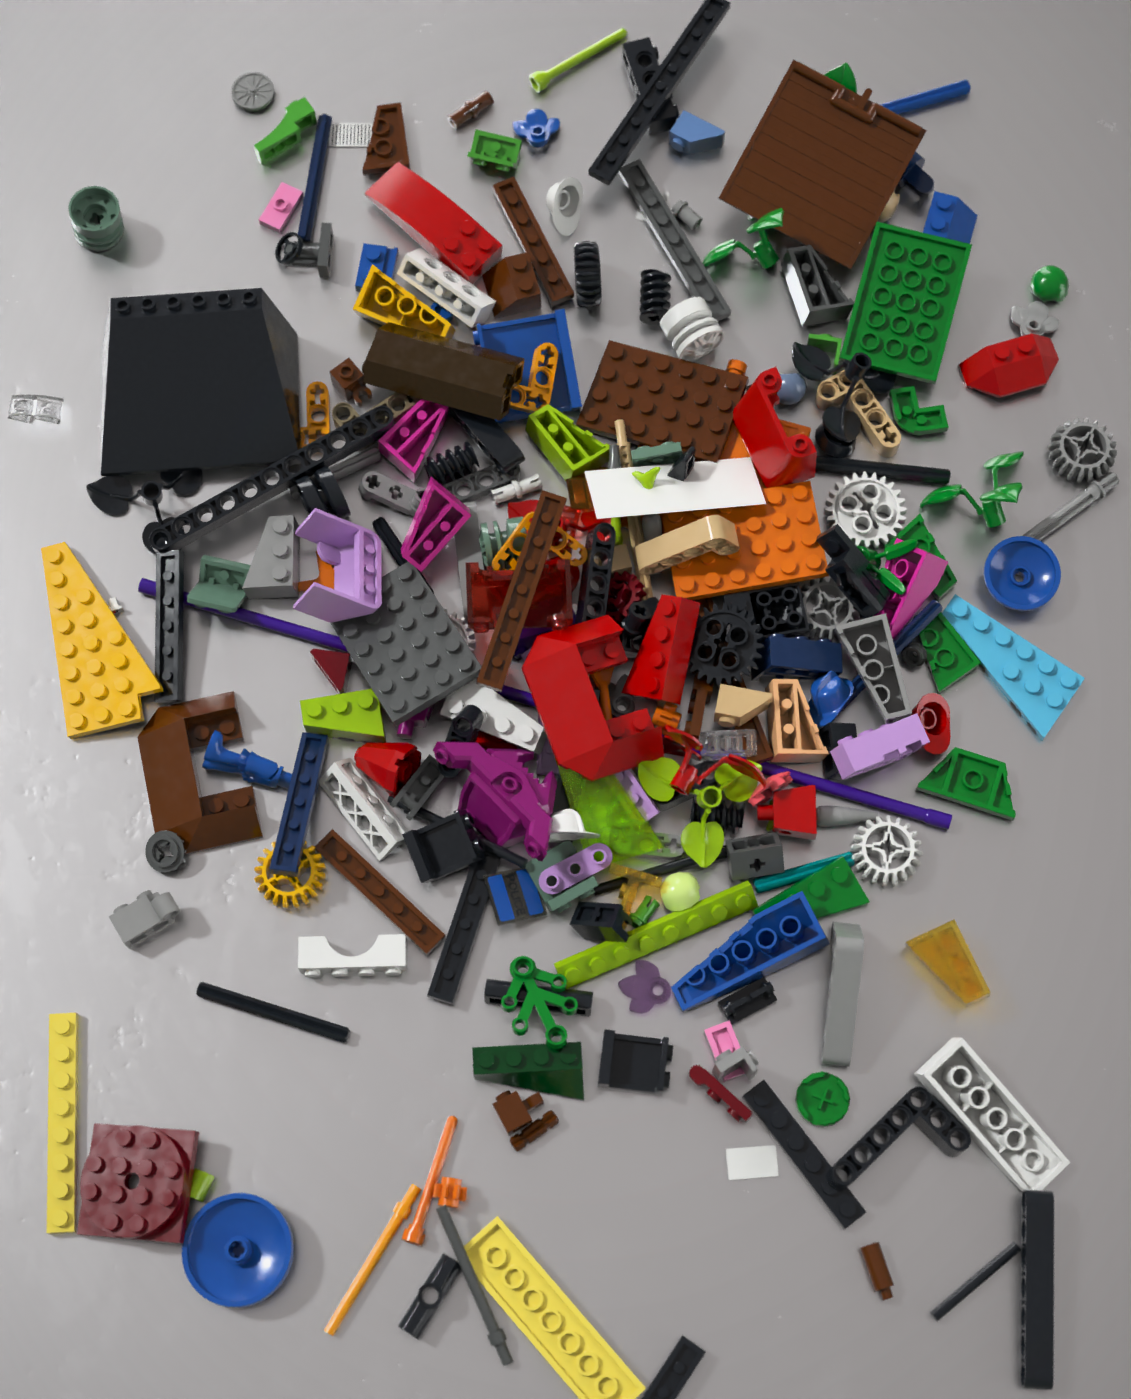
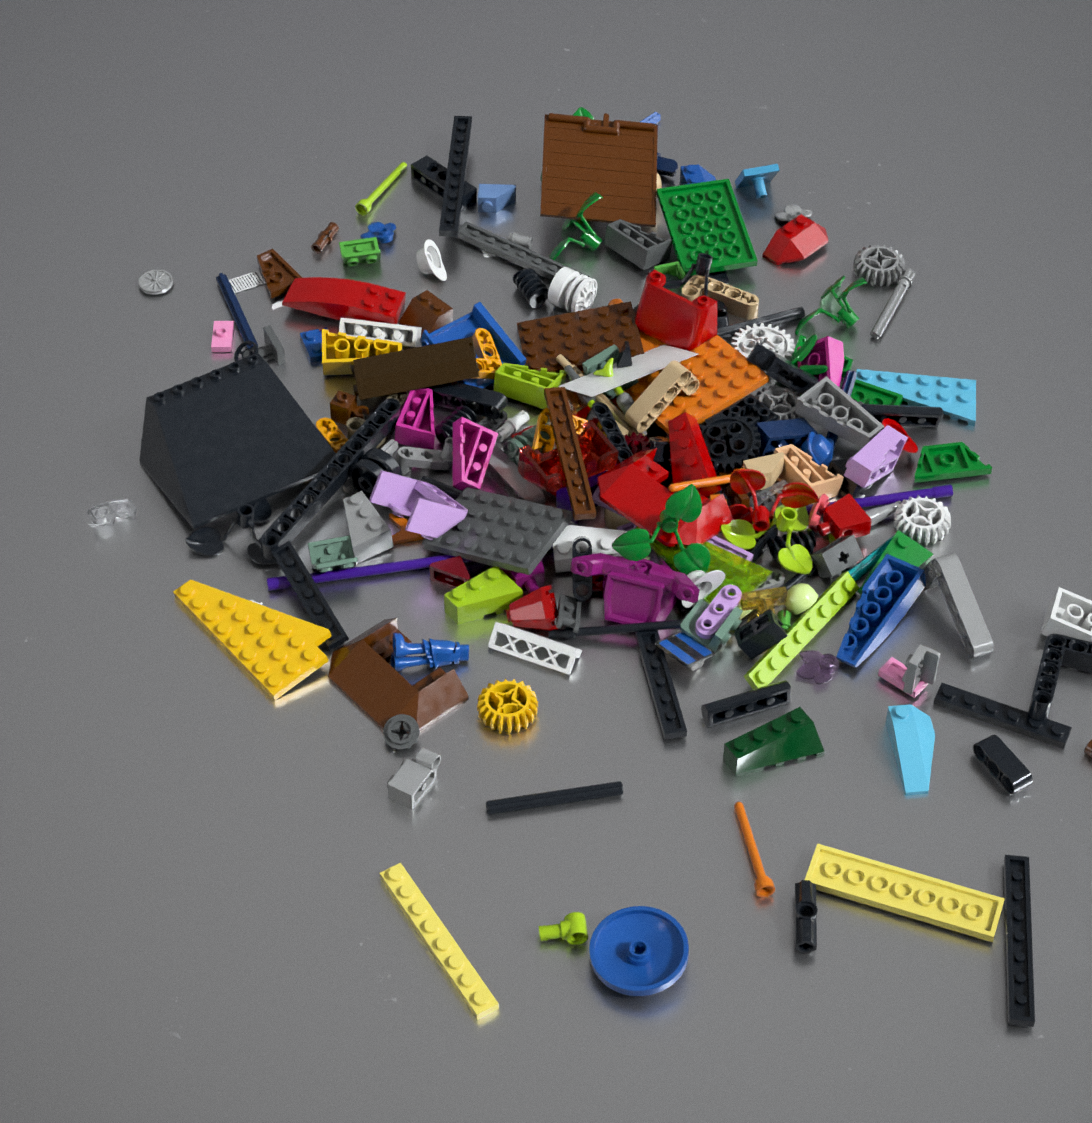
camera: 30 degrees left, 25 degrees down
(92, 207) = (88, 383): sand green wheel -> none
(160, 1201) = (527, 969): dark red piece -> none
(287, 134) = (202, 282): bright green slope -> none
(299, 804) = (487, 656): dark blue plate -> none
(380, 892) = (585, 690): reddish brown plate -> none
(385, 955) = (568, 746): white arch -> none
(401, 1211) = (743, 877): light orange bar -> none
(444, 846) = (614, 637): black panel -> none
(450, 1192) = (771, 844): orange gear -> none
(496, 1336) = (871, 920): dark grey bar -> none
(514, 1112) = (781, 776): reddish brown brick -> none
(533, 241) = (414, 286): reddish brown plate -> none
(534, 1130) = (803, 784): reddish brown axle -> none
(537, 998) = (728, 685): green plant -> none
(571, 748) = (681, 505): none -> green plant
(587, 274) = (477, 286): black gear -> none
(634, 1063) = (844, 713): black panel -> none
(682, 1140) = (912, 745): none -> medium azure wedge
(704, 701) = (702, 482): none -> orange piece
(719, 1092) = (926, 702): dark red hinge -> none
(748, 1000) = (895, 642): black hinge -> none
(752, 1162) = (967, 737): white sticker -> none
(758, 1219) = (1002, 764): none -> black beam
(822, 1099) = (989, 679): green tile -> none
(915, 419) = (762, 289): green plate -> none
(951, 962) = (1015, 560): clear yellow wedge -> none
(957, 692) = (906, 415): none -> black brick
(1019, 249) = (757, 177): none -> dark azure tile
(1028, 559) = (893, 337): blue dish -> none
(1050, 284) = (789, 192): green hair -> none

